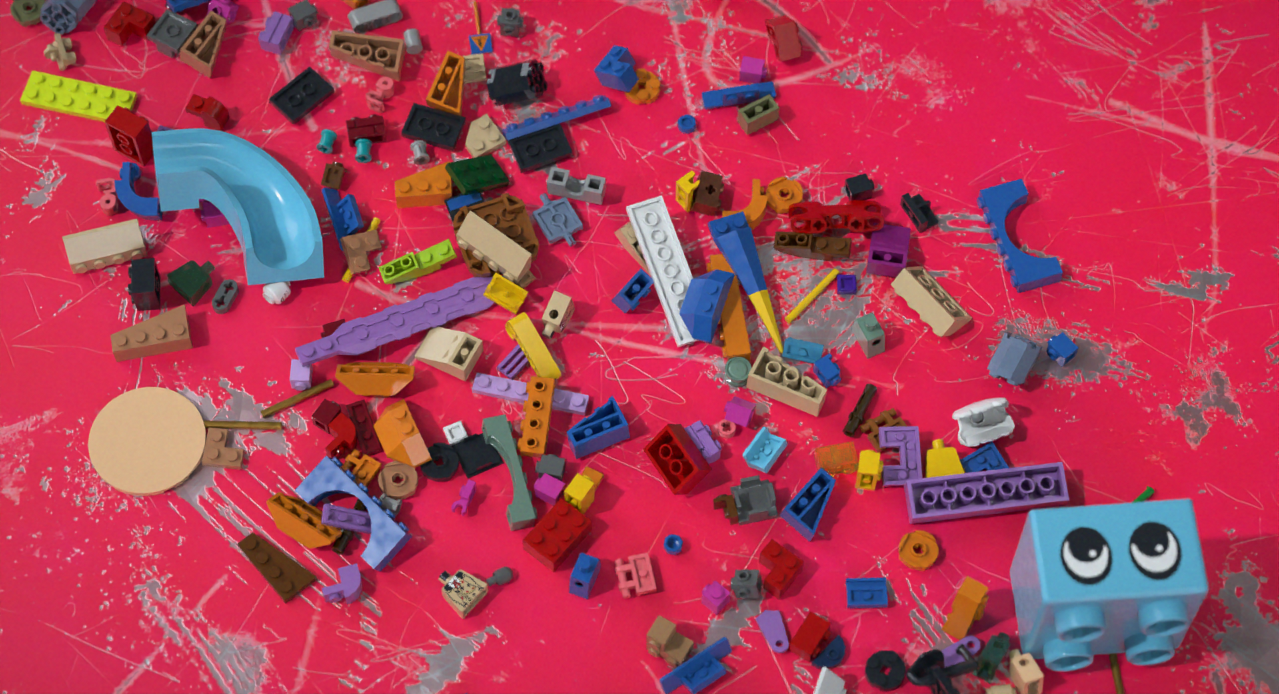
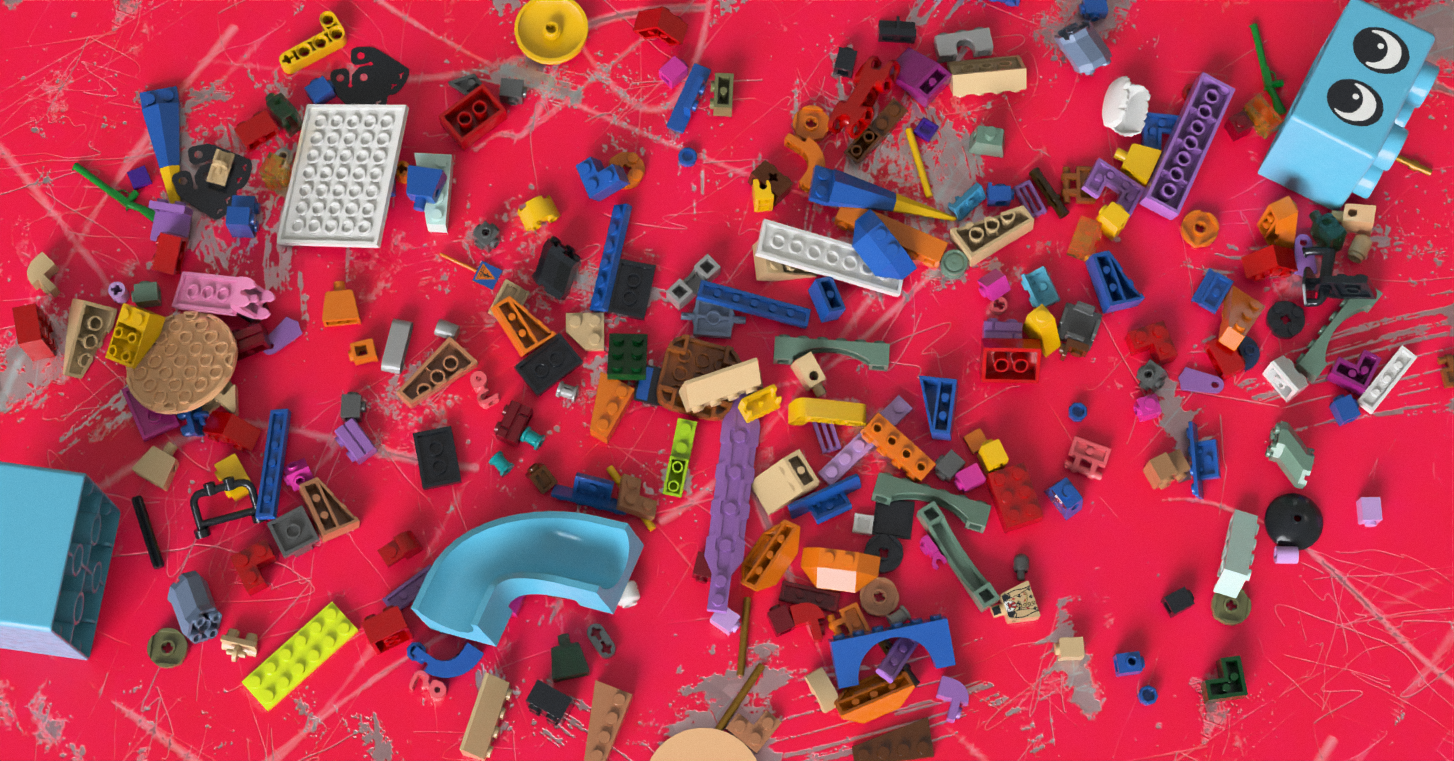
camera: 60 degrees left, 10 degrees up
(288, 479) = (822, 688): none -> tan slope
(450, 655) = (1069, 648): none -> tan brick
(455, 392) = (827, 501): none -> blue bracket
(460, 543) = (972, 580): none -> sand green arch
(560, 46) = (538, 211): none -> yellow cylinder
(589, 239) = (753, 304): none -> blue plate
(611, 357) = (789, 348): none -> sand green arch
(724, 469) = (1042, 326): none -> yellow slope
(835, 412) = (1022, 201): none -> medium lavender tile
(851, 624) = (1238, 317): none -> orange wedge
(927, 622) = (1269, 261): none -> red brick
(934, 256) = (978, 40): none -> light grey arch

